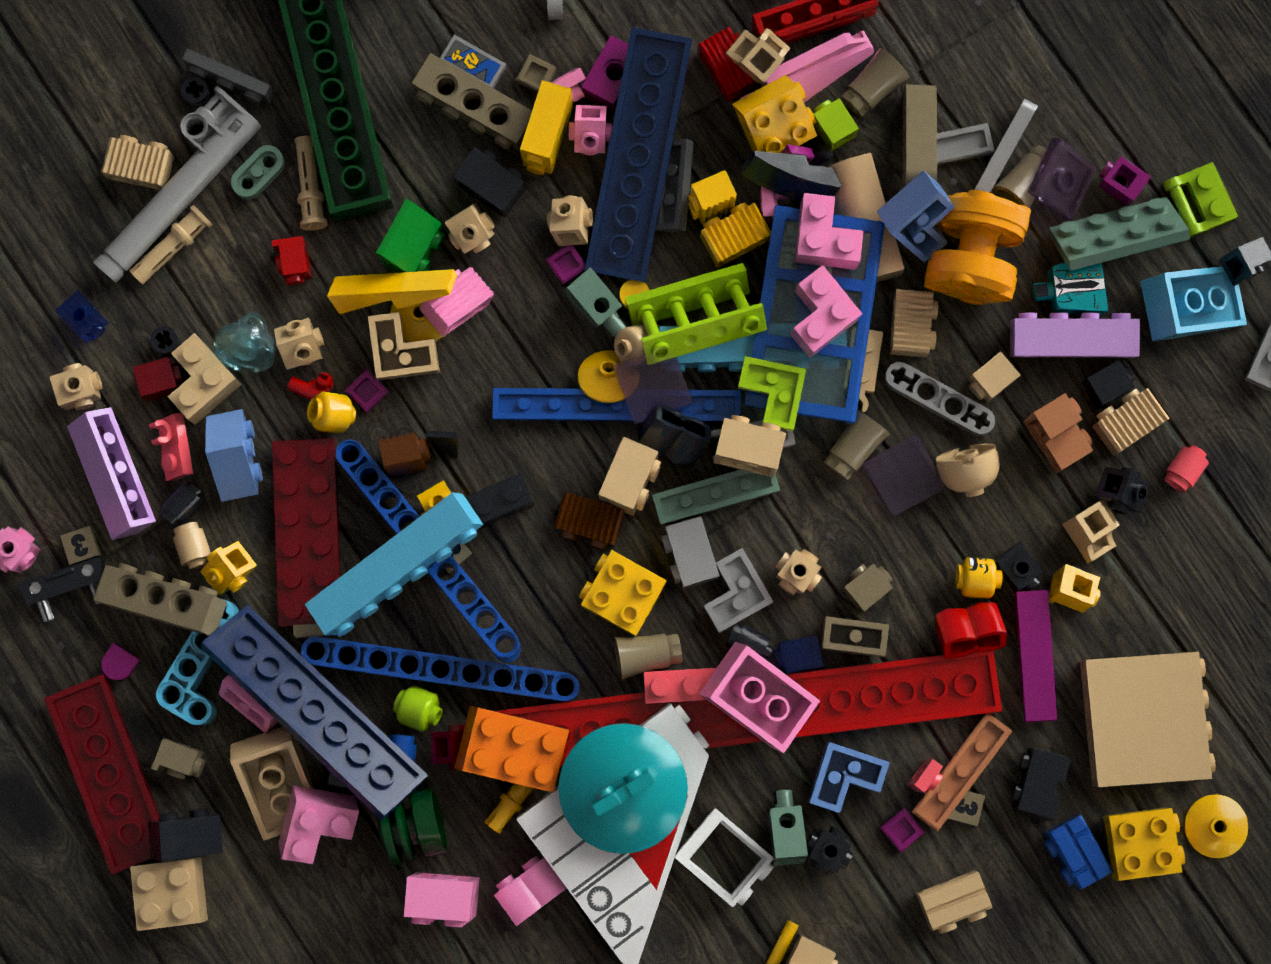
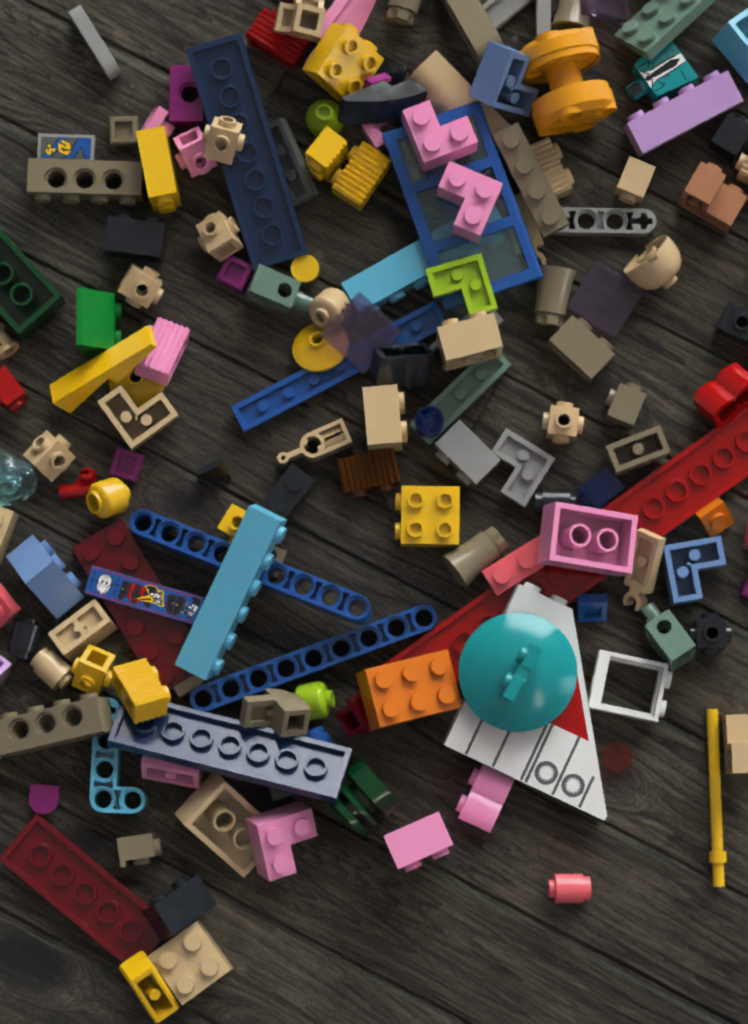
camera: 25 degrees left, 0 degrees up
(115, 896) = (149, 986): none -> yellow brick
(241, 523) = (82, 628): none -> tan hinge
(260, 611) = (140, 690): none -> yellow brick
(313, 522) = (143, 595): none -> tile
(379, 698) = (276, 708): none -> dark tan brick
(404, 454) = (188, 498): reddish brown brick -> none
(508, 806) = (429, 740): yellow pin -> none
(572, 469) = (332, 437): none -> tan piece
(620, 131) = (223, 139): none -> tan brick
(670, 498) = (431, 417): none -> clear blue wheel
(677, 918) = (617, 757): none -> clear red tile
(689, 295) = (352, 244): lime fence -> none
(729, 157) = (323, 114): none -> lime brick
(730, 763) = (592, 607): none -> blue plate
(801, 753) = (645, 568): none -> tan plate
(834, 124) = (393, 42): lime brick -> none
(855, 510) = (581, 348): none -> dark tan brick
(893, 324) = (531, 180): none -> dark tan plate
(895, 741) = (714, 518): none -> orange plate
(978, 577) = (710, 349): yellow head -> none

